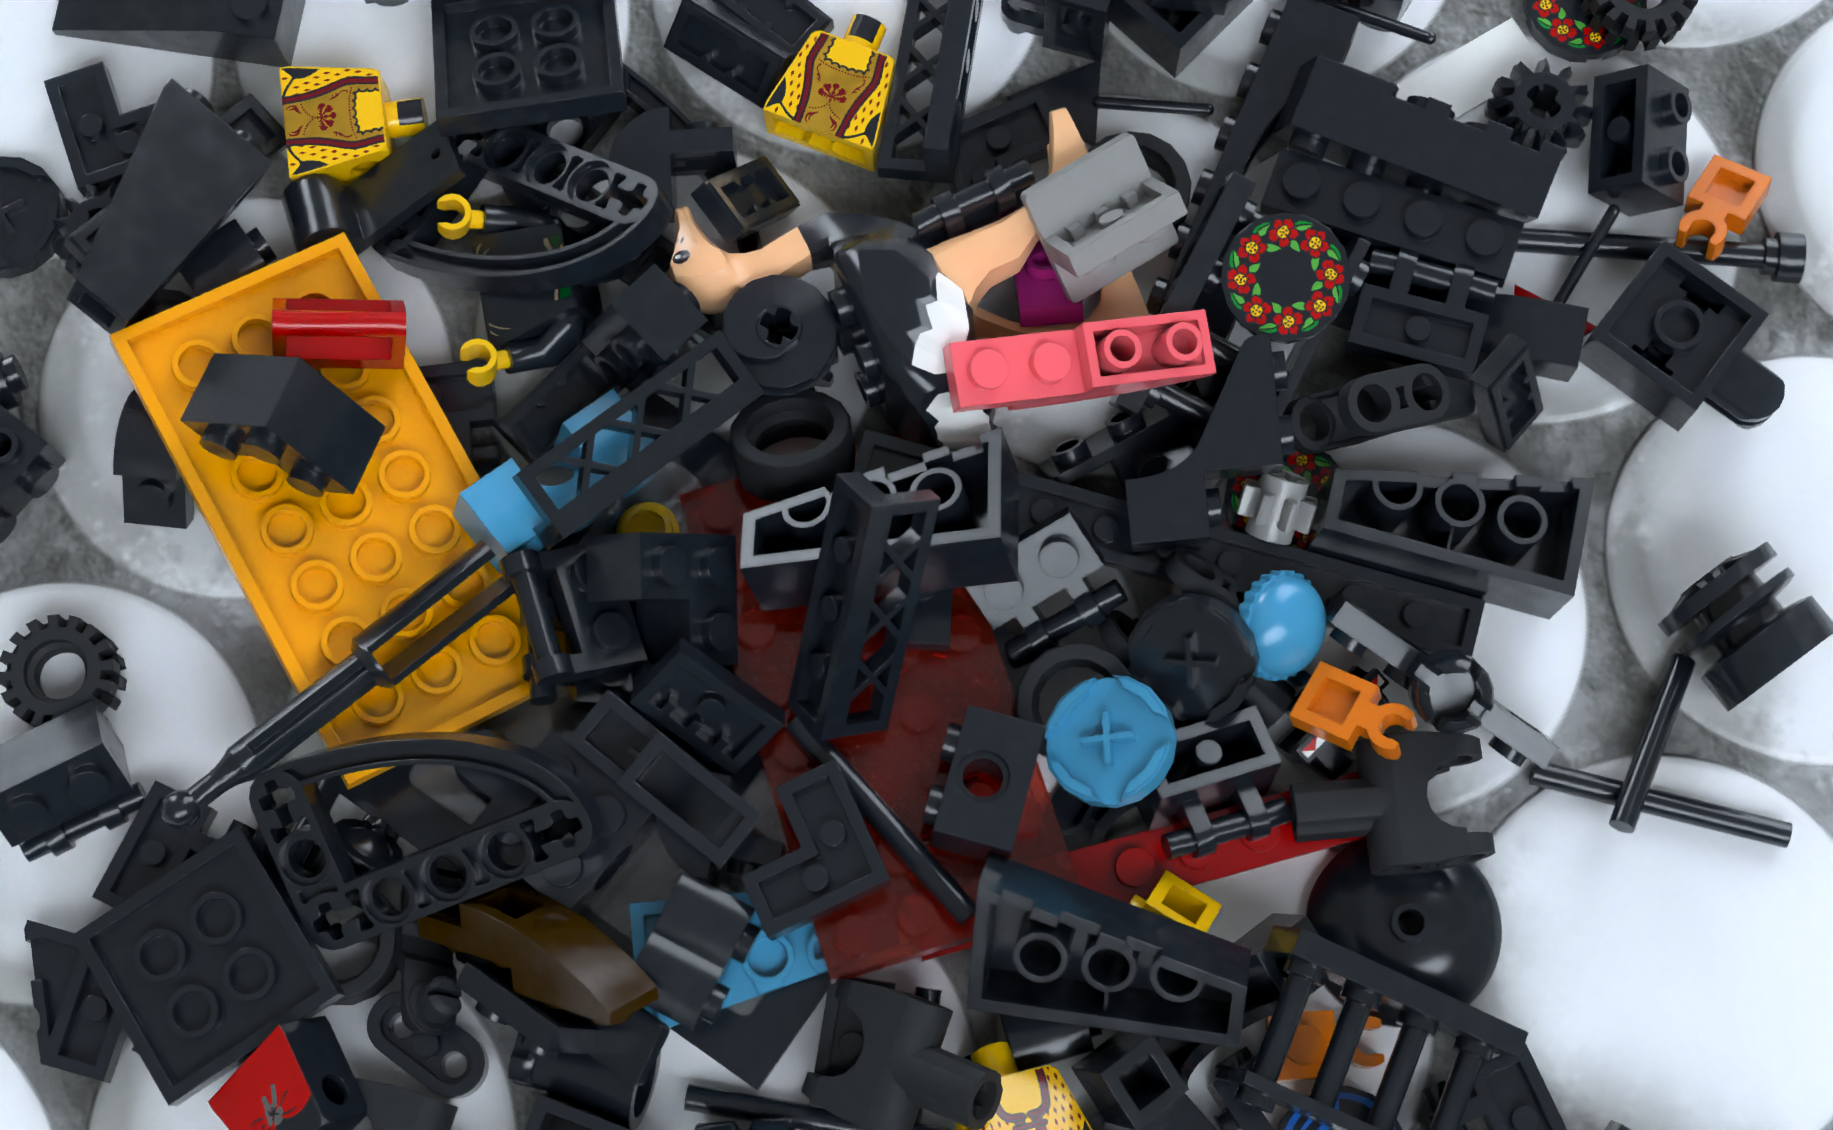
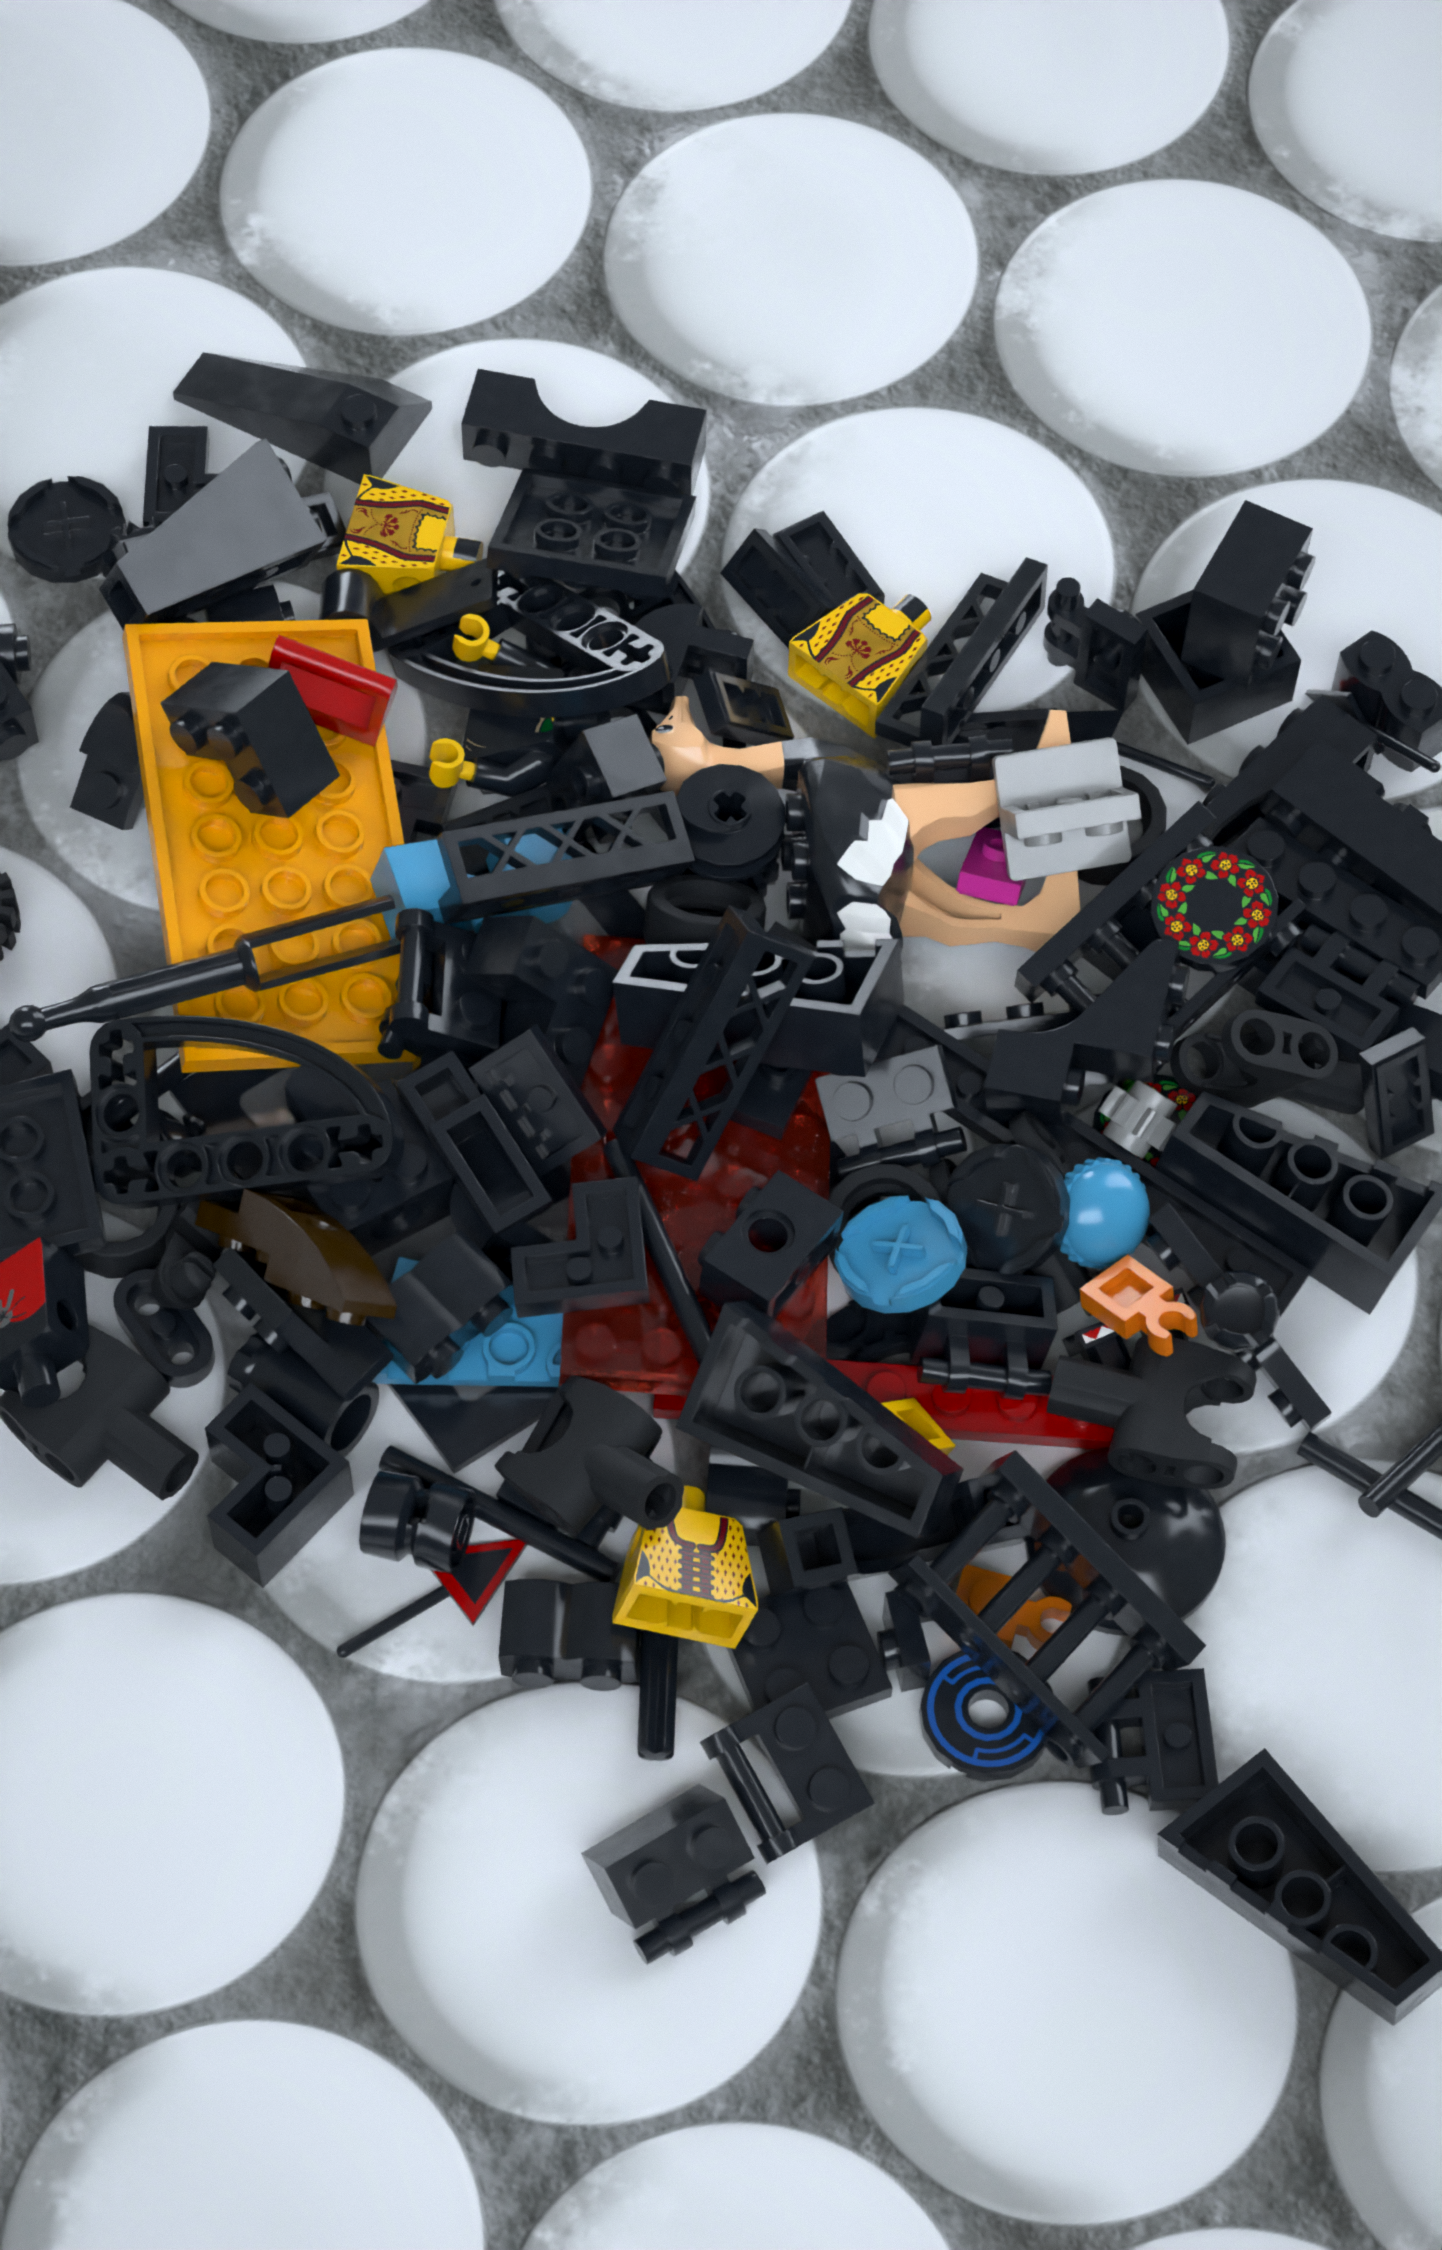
camera: 15 degrees right, 15 degrees down
(1079, 362) = (992, 920): coral slope -> none

